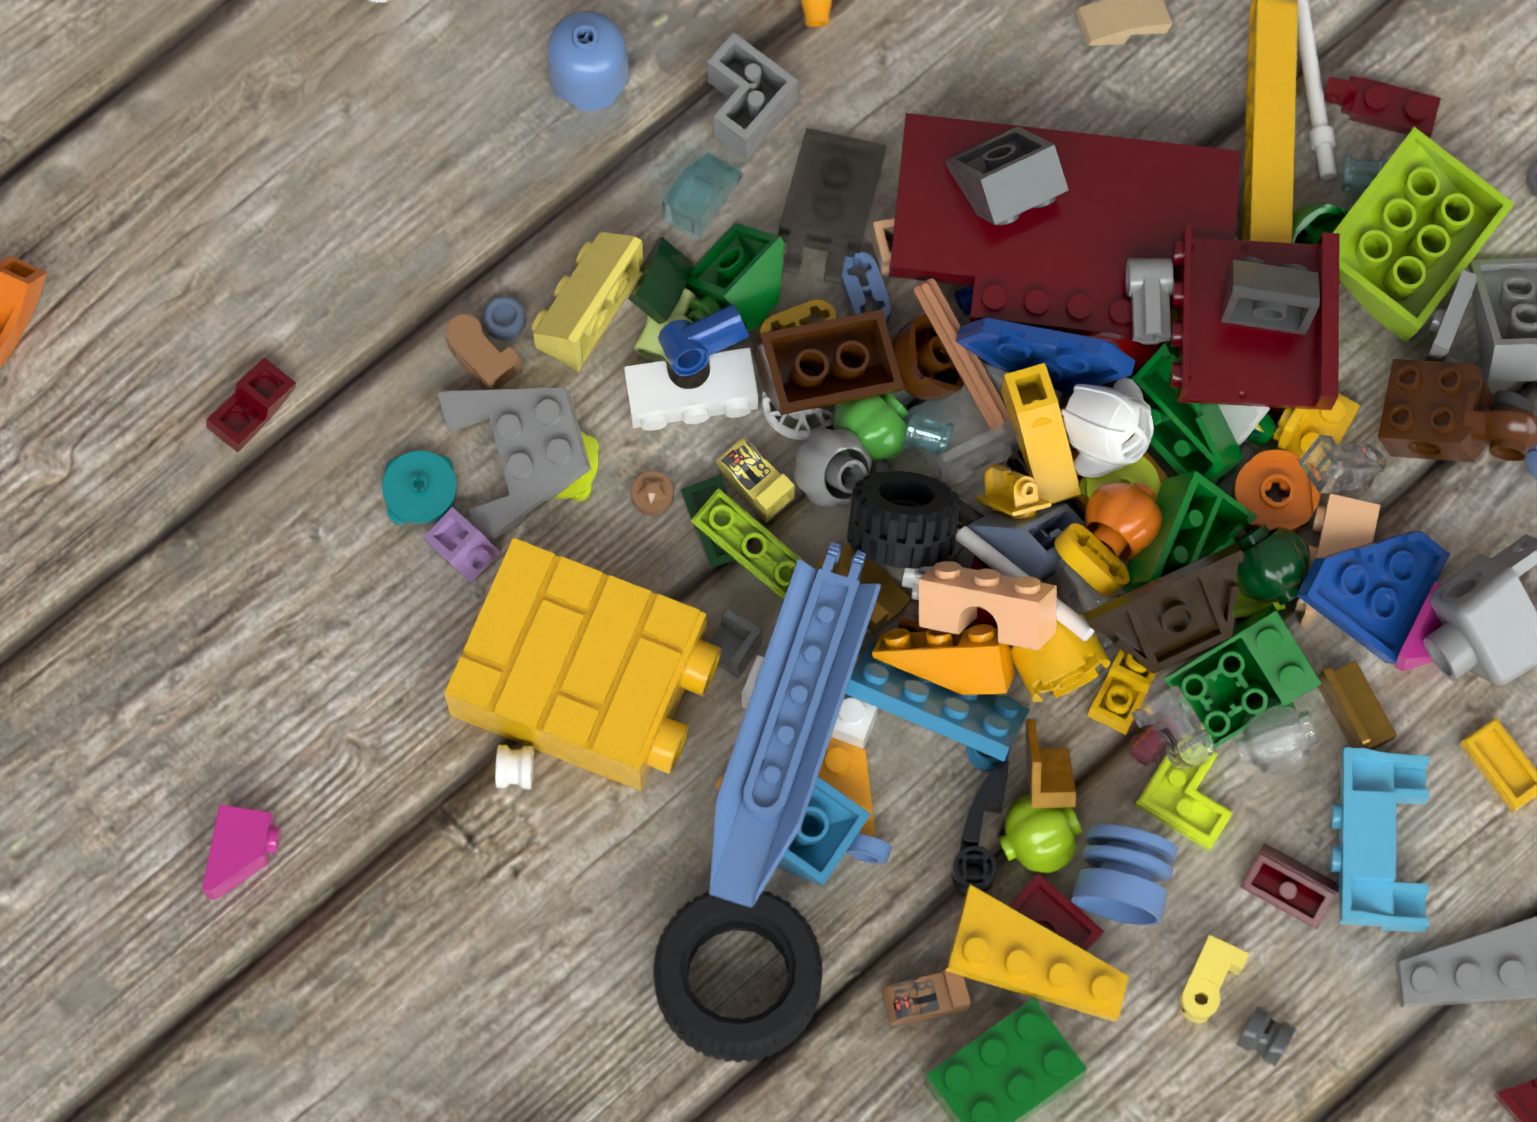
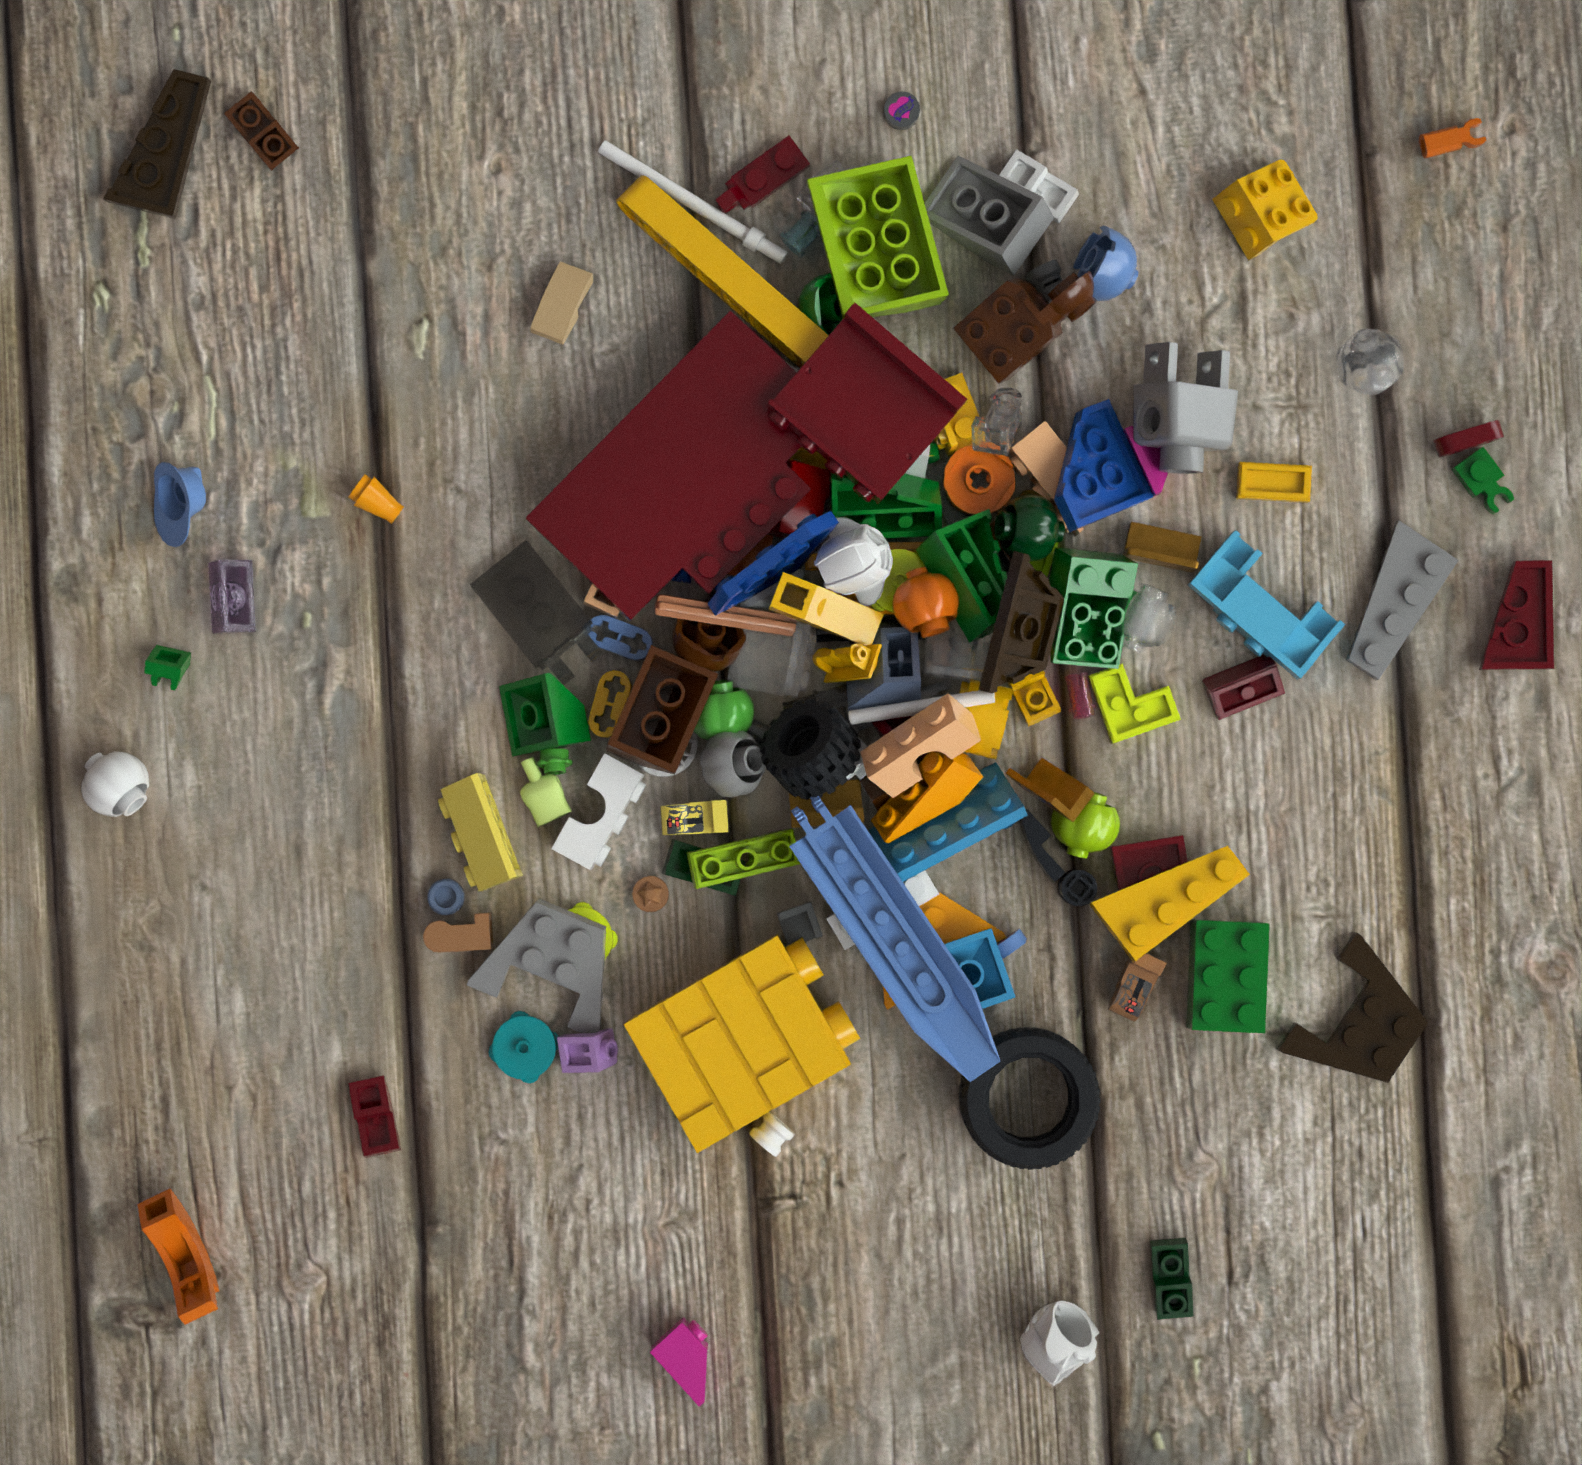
camera: 55 degrees left, 15 degrees up
(587, 60) = (320, 701): medium blue cylinder -> none
(662, 281) = (508, 771): dark green slope -> none
(691, 344) = (573, 791): blue piece -> none
(699, 195) = (461, 693): clear light blue slope -> none
(757, 94) = (423, 599): light grey brick -> none
(928, 435) = (760, 681): clear light blue bush -> none
(1009, 175) = (630, 488): slope -> none
(1092, 560) = (941, 649): yellow beam -> none
(1124, 874) = (1160, 794): medium blue wheel -> none
(1150, 286) = (785, 458): light grey piece -> none
(1178, 727) = (1095, 679): clear leg -> none
(1201, 994) = (1264, 792): light yellow leg -> none
(1266, 1036) = (1331, 785): dark grey wheel -> none
(1270, 296) = (860, 383): dark grey slope -> none
(1447, 320) = (957, 269): light grey plate -> none

